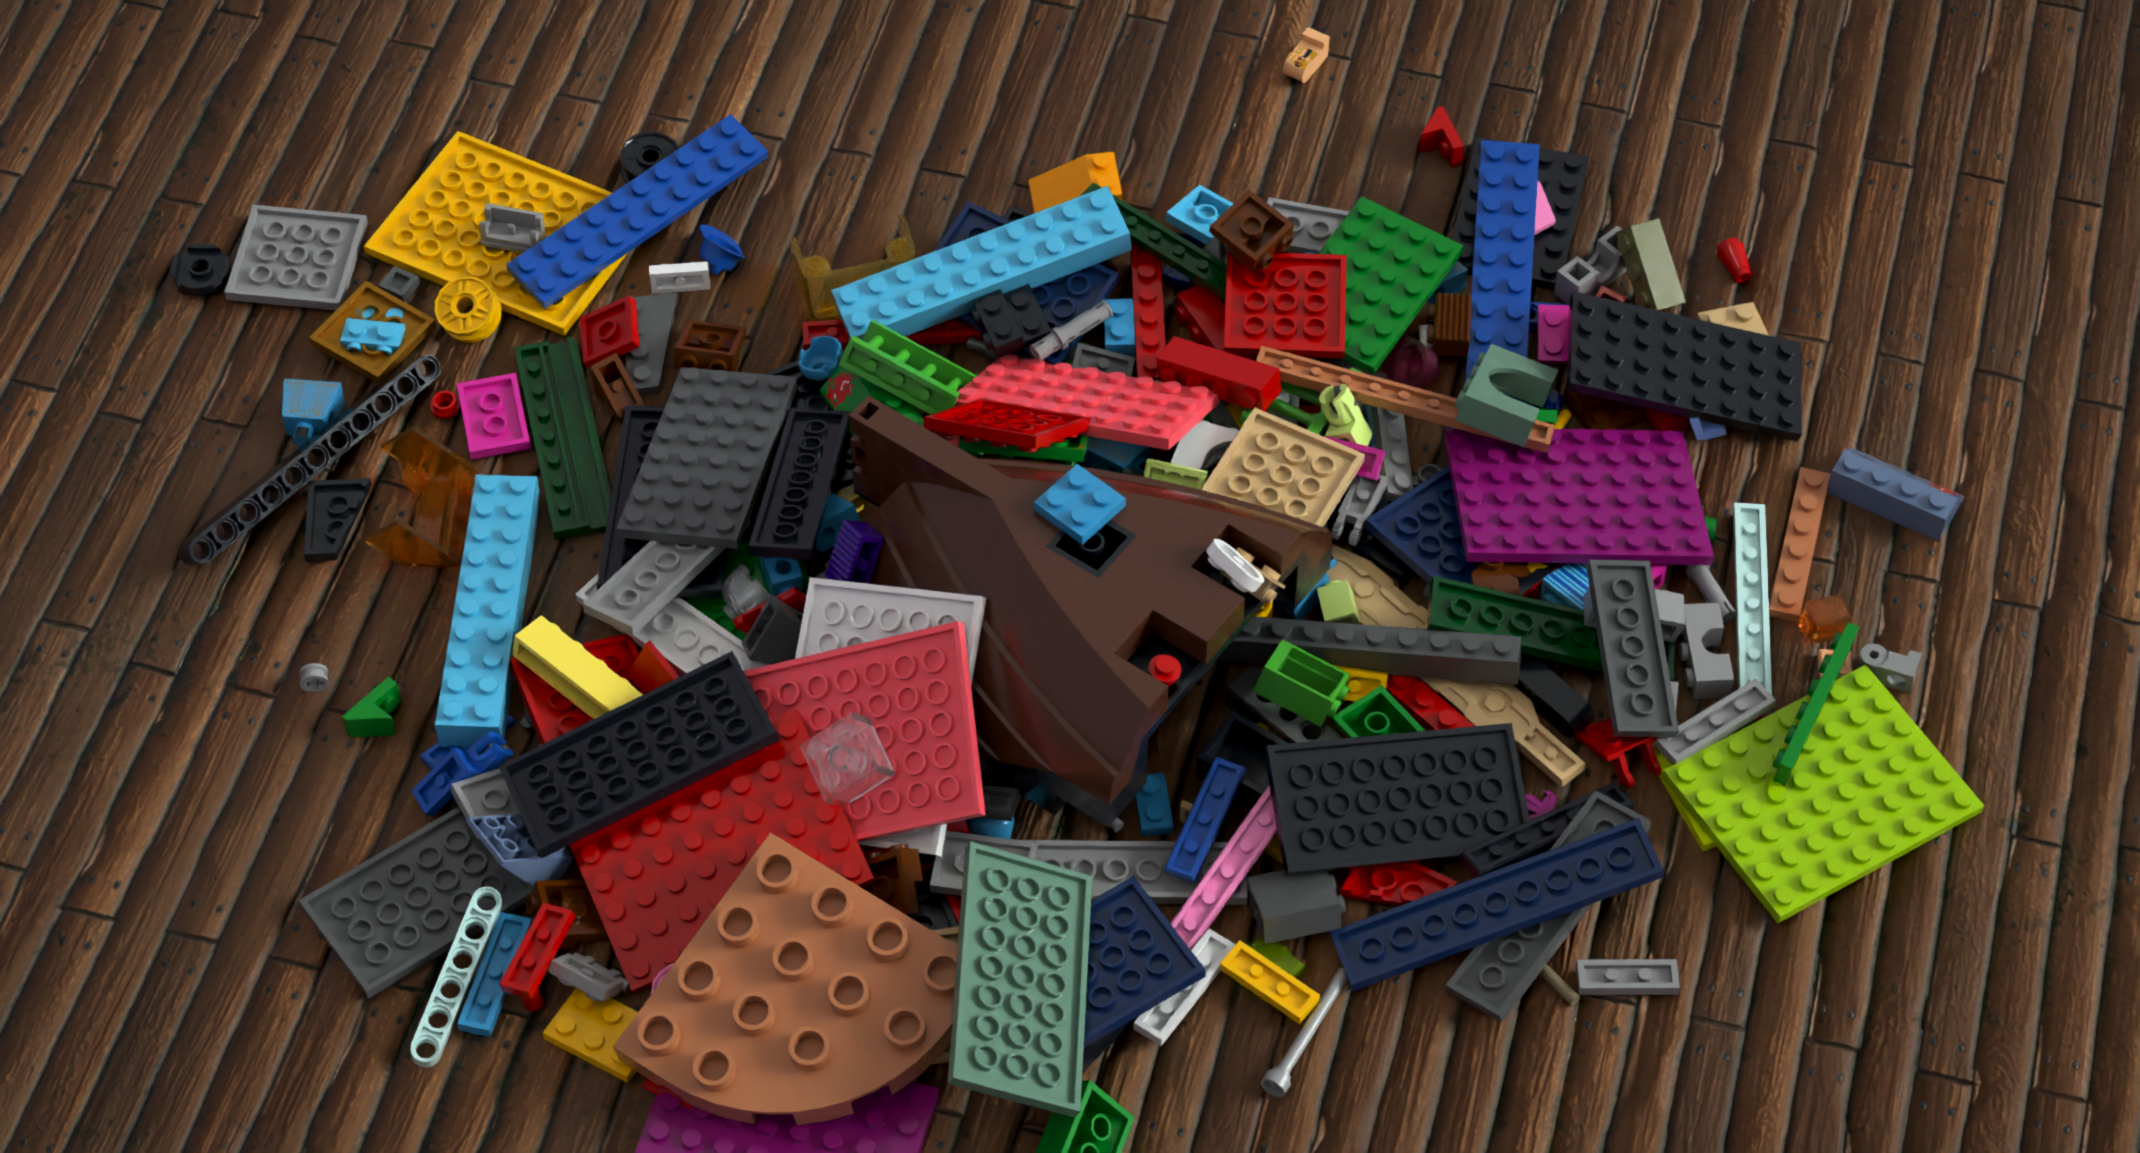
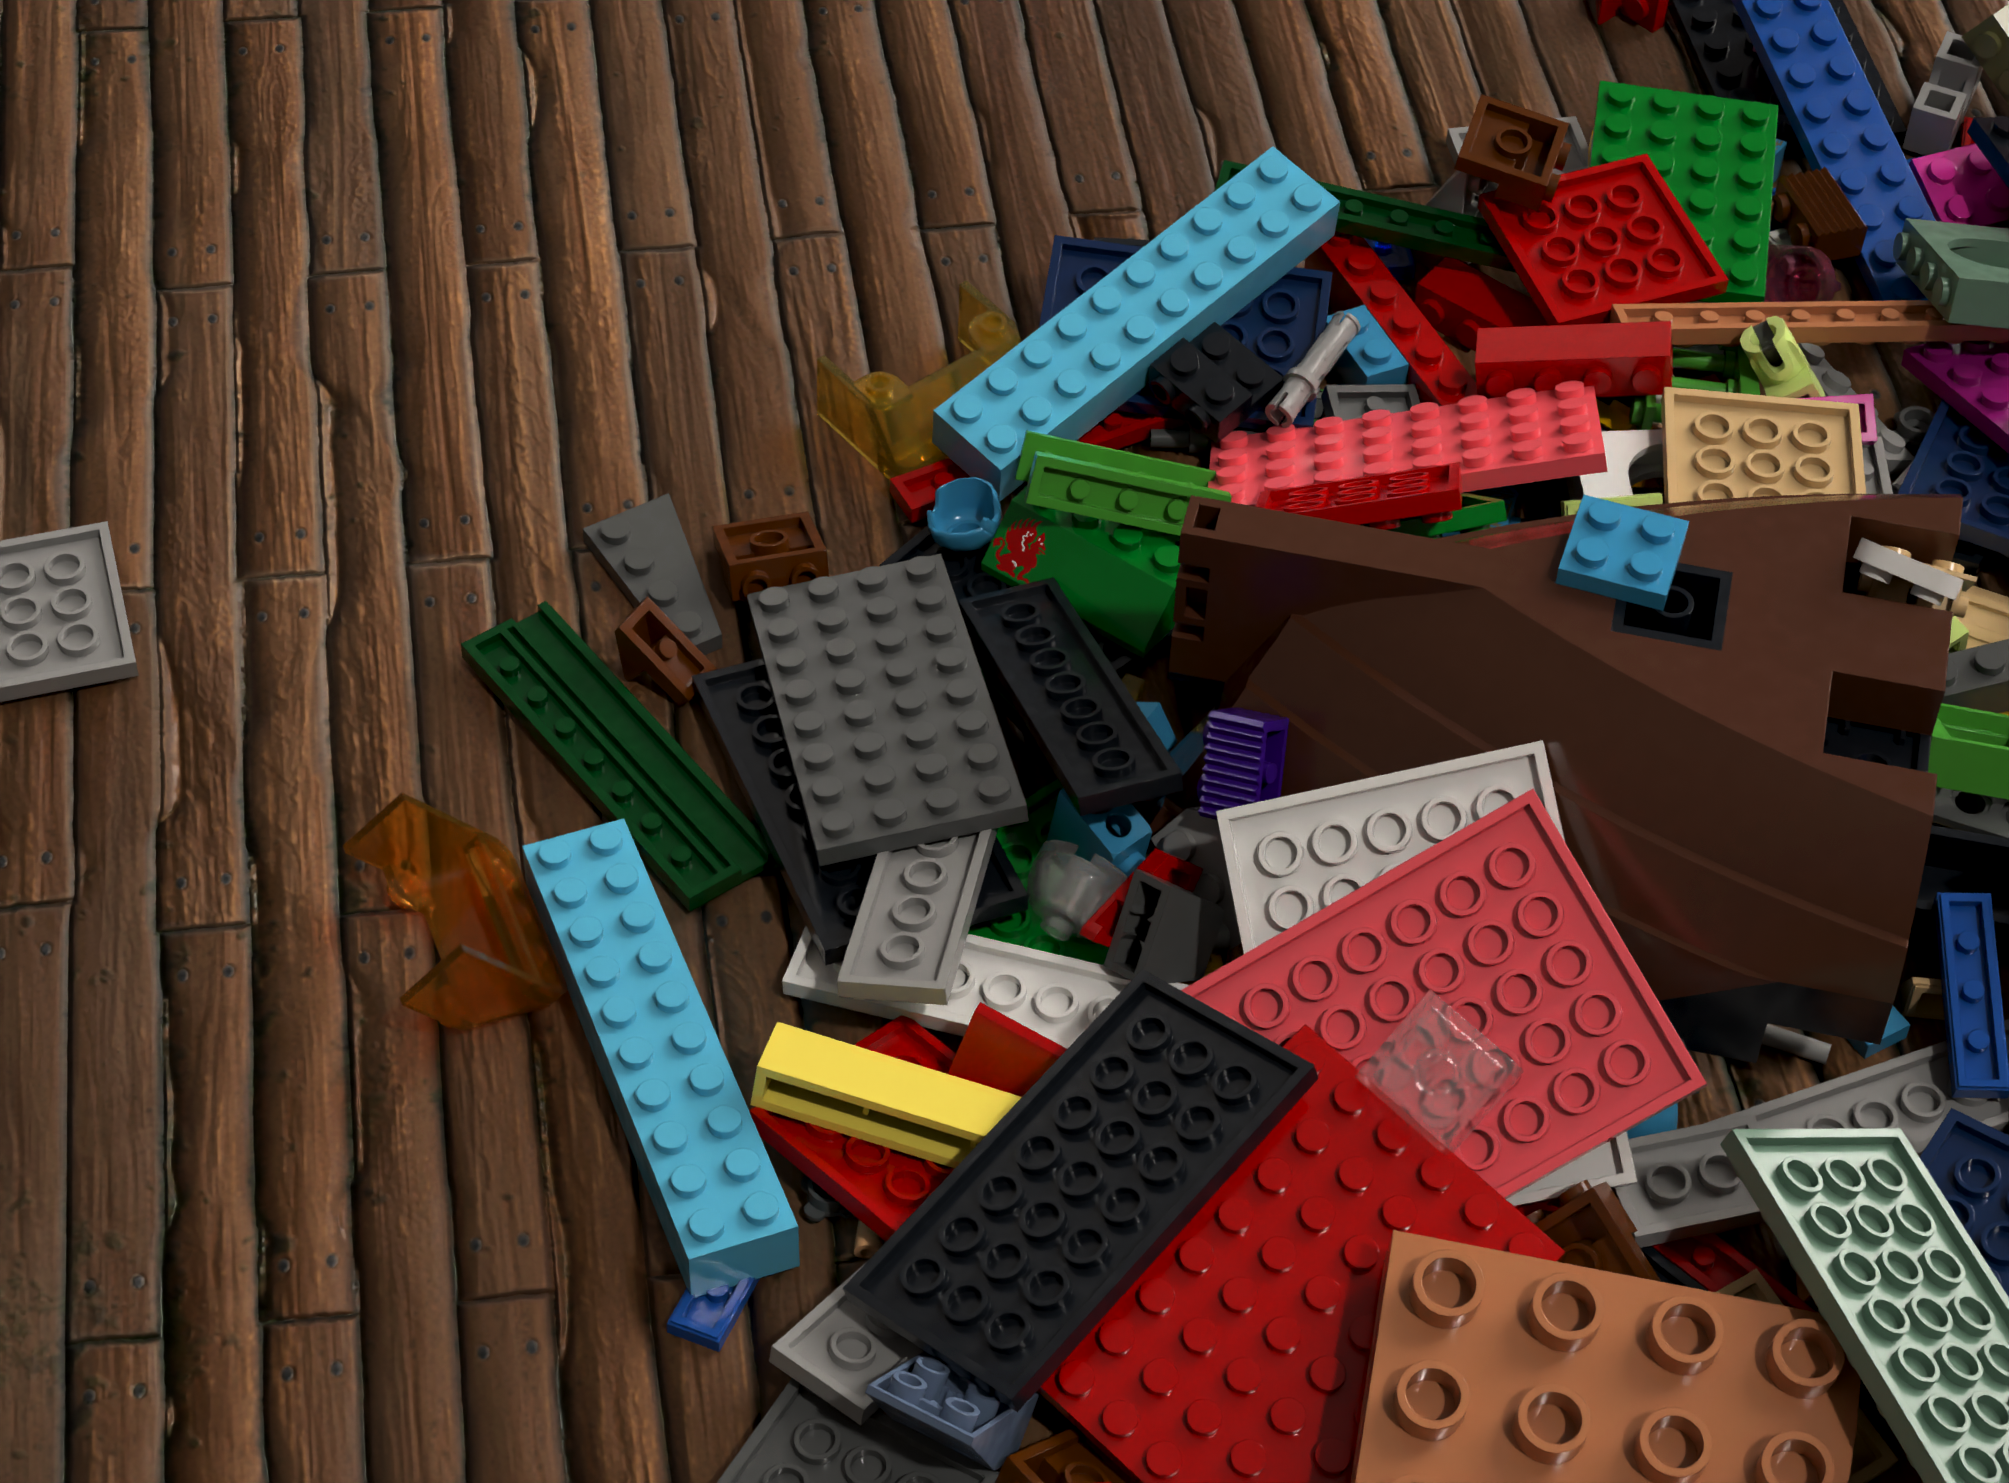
camera: 25 degrees left, 5 degrees down
(298, 461) = (214, 921): black beam -> none
(310, 407) = (172, 835): dark azure torso -> none
(314, 677) = (416, 1257): light grey bush -> none
(331, 515) = (300, 990): black wing -> none
(371, 714) = (554, 1283): green slope -> none
(372, 363) = (213, 689): pearl gold plate -> none
(374, 334) = (218, 689): medium azure plate -> none
(399, 283) = (215, 608): dark grey plate -> none
(439, 219) = (352, 485): yellow plate -> none
(445, 405) = (393, 763): red plate -> none
(479, 321) = (350, 581): yellow wheel -> none
(483, 756) = (759, 1318): blue plate -> none
(493, 416) = (484, 756): dark pink plate -> none
(511, 228) = (366, 471): light grey hinge -> none
(609, 331) = (603, 577): red plate -> none
(636, 211) = (544, 398): blue plate -> none
(643, 152) = (520, 325): black wheel -> none
(679, 277) = (661, 470): white plate -> none
(719, 250) = (702, 421): blue piece -> none
(1073, 179) = (1164, 184): light orange slope -> none
(1165, 669) = (1891, 751): red plate -> none
(1197, 213) = (1387, 169): medium azure plate -> none

